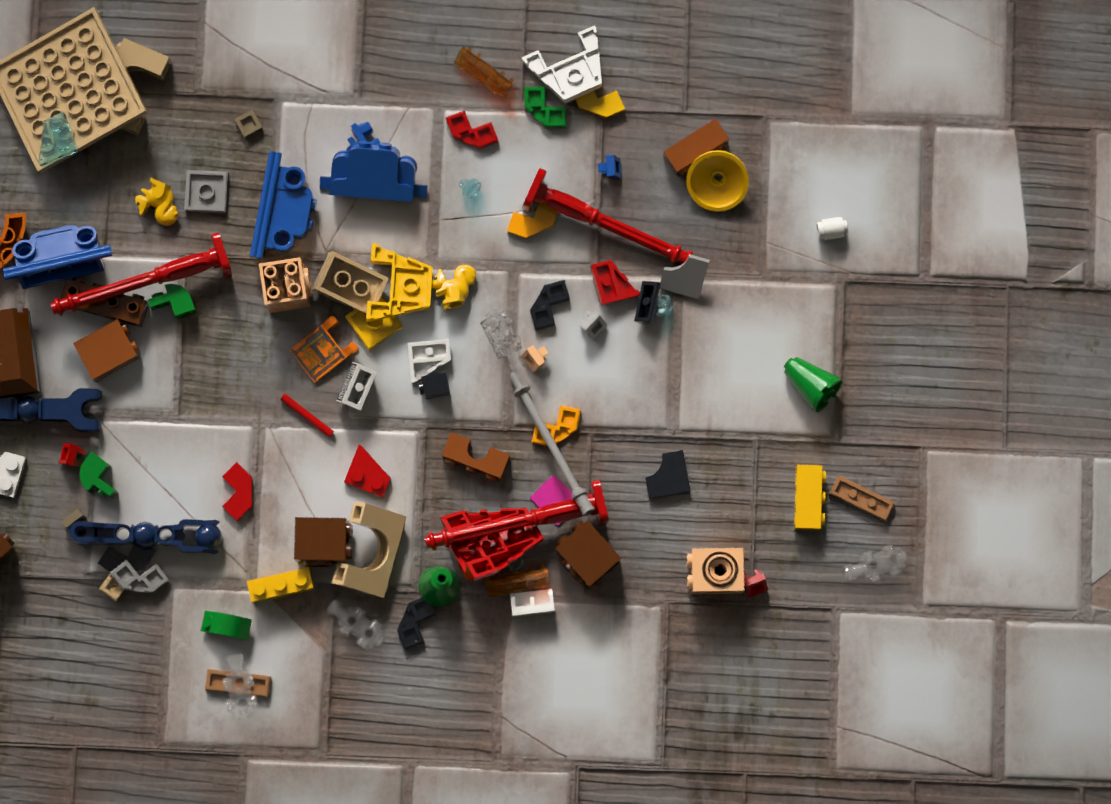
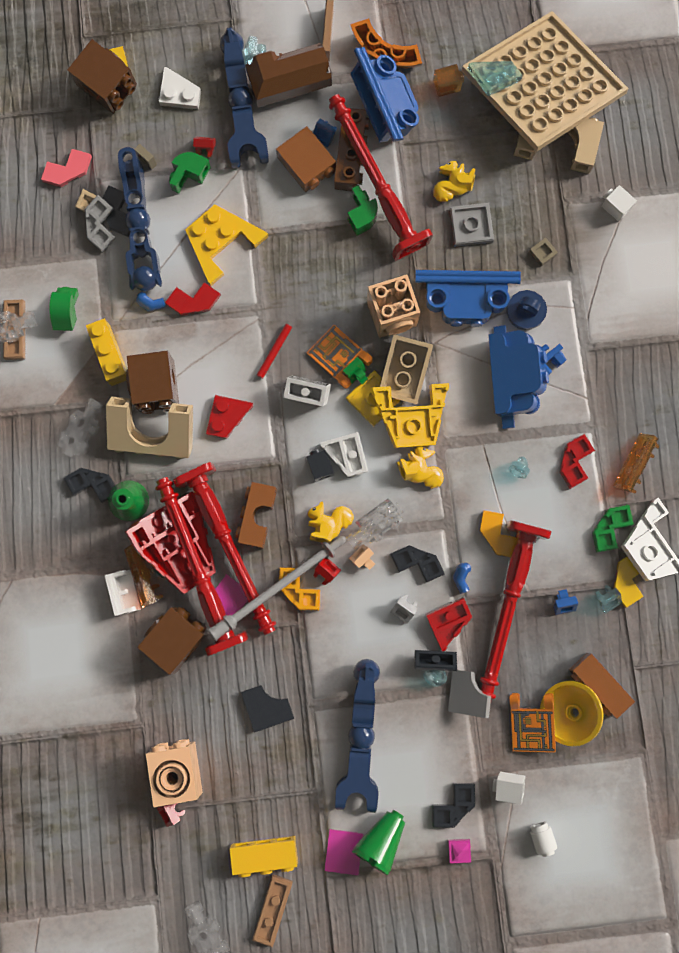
camera: 80 degrees right, 0 degrees up
(45, 189) = (448, 80): none -> clear orange brick
(76, 612) = (60, 175): none -> coral tile
(80, 327) = (324, 132): none -> blue tile
(169, 460) = (215, 232): none -> yellow wing
(210, 39) = (618, 202): none -> white brick
(234, 538) = (149, 304): none -> blue arm
(307, 151) = (526, 310): none -> dark blue tile
(344, 334) = (356, 371): none -> green tile
(476, 496) = (216, 520): none -> red piece
(498, 387) = (328, 526): none -> yellow animal
(542, 394) = (327, 570): none -> red tile
(569, 265) = (460, 575): none -> blue arm
(615, 123) = (609, 600): none -> clear light blue tile
(711, 386) = (361, 738): none -> dark blue piece
(726, 219) = (532, 727): none -> flag
(779, 252) = (509, 787): none -> white brick
(787, 298) = (450, 814): none -> black tile
(817, 425) = (339, 852): none -> dark pink window
(832, 310) = (459, 851): none -> dark pink tile

